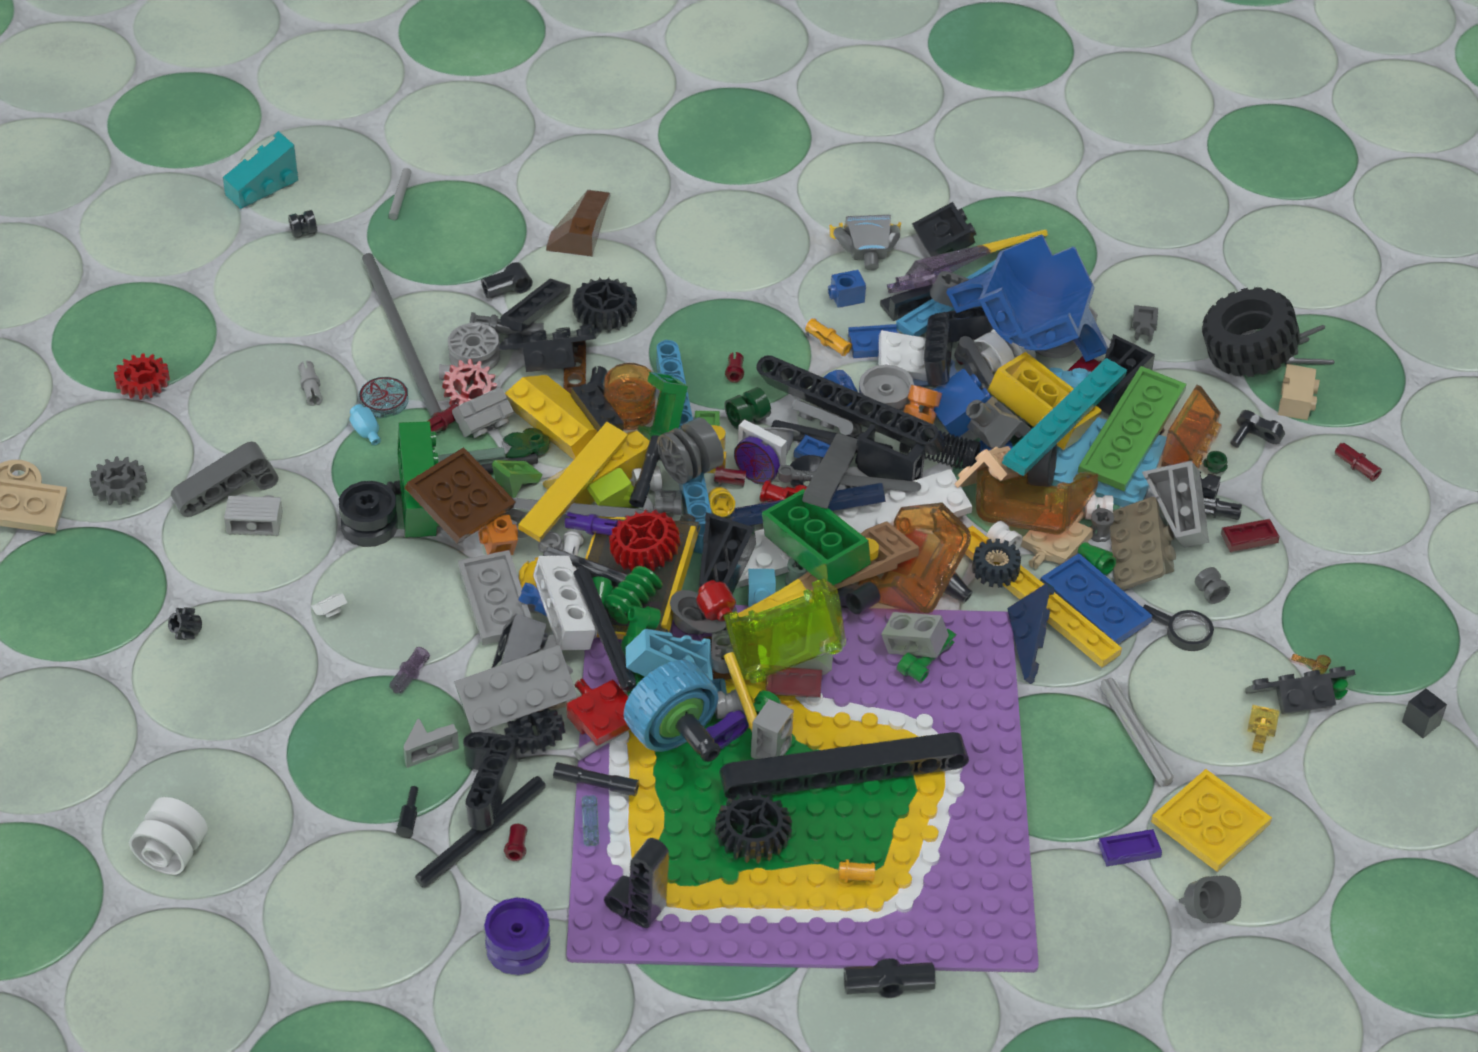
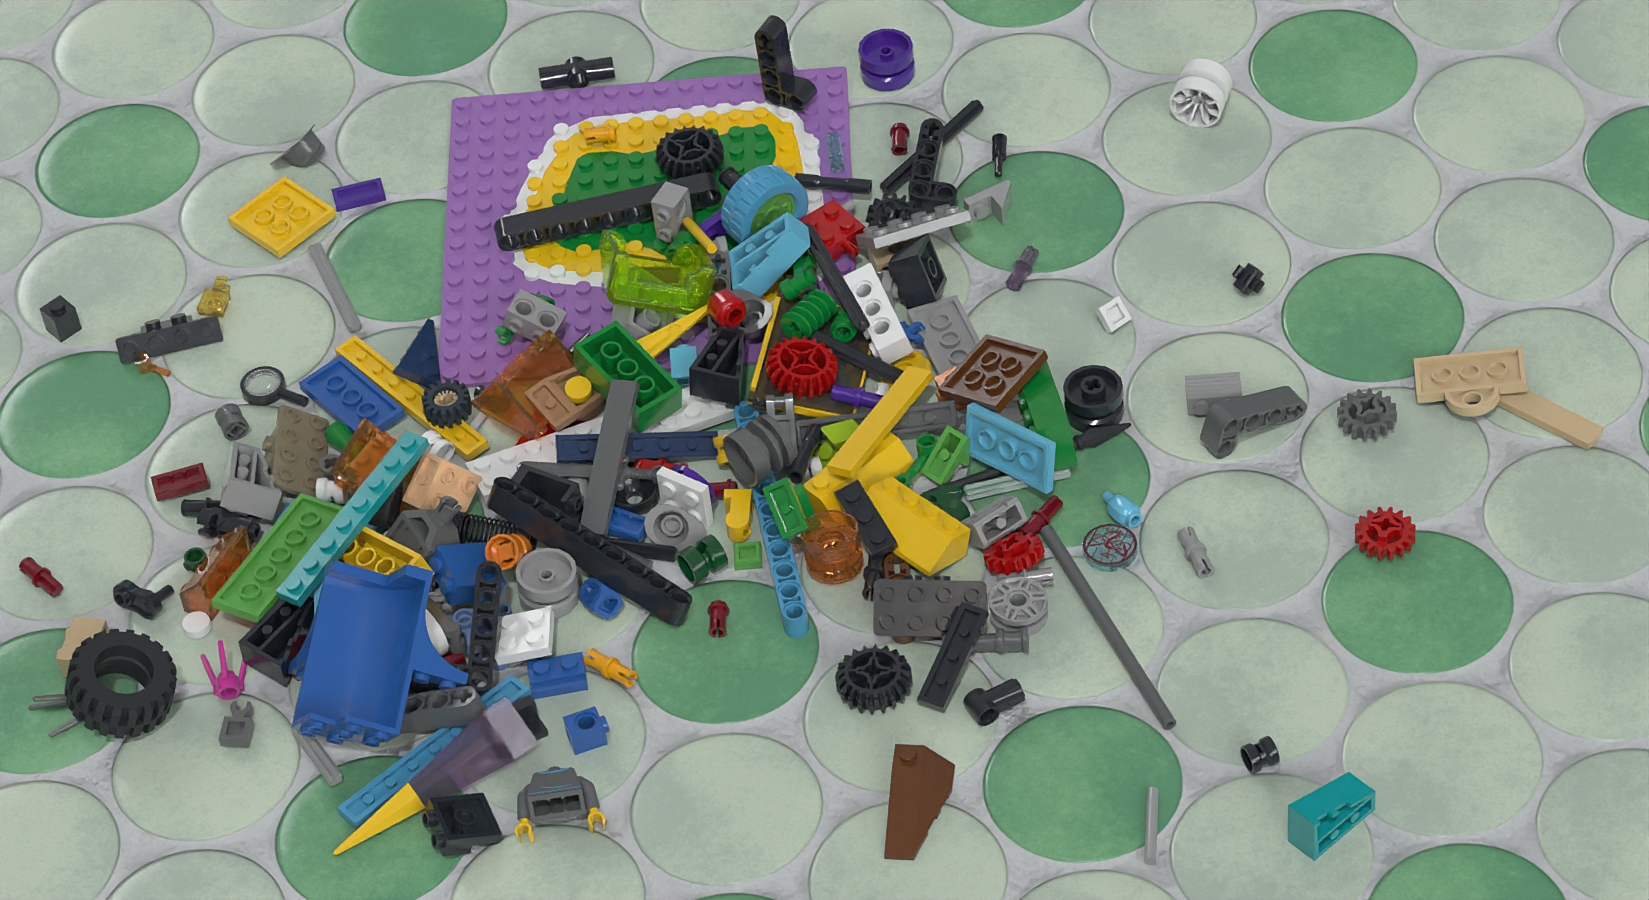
camera: 175 degrees left, 0 degrees up
(448, 439) = (1010, 448): none -> medium azure tile
(534, 481) = (925, 445): none -> green brick
(1164, 356) = (227, 684): none -> dark pink plant

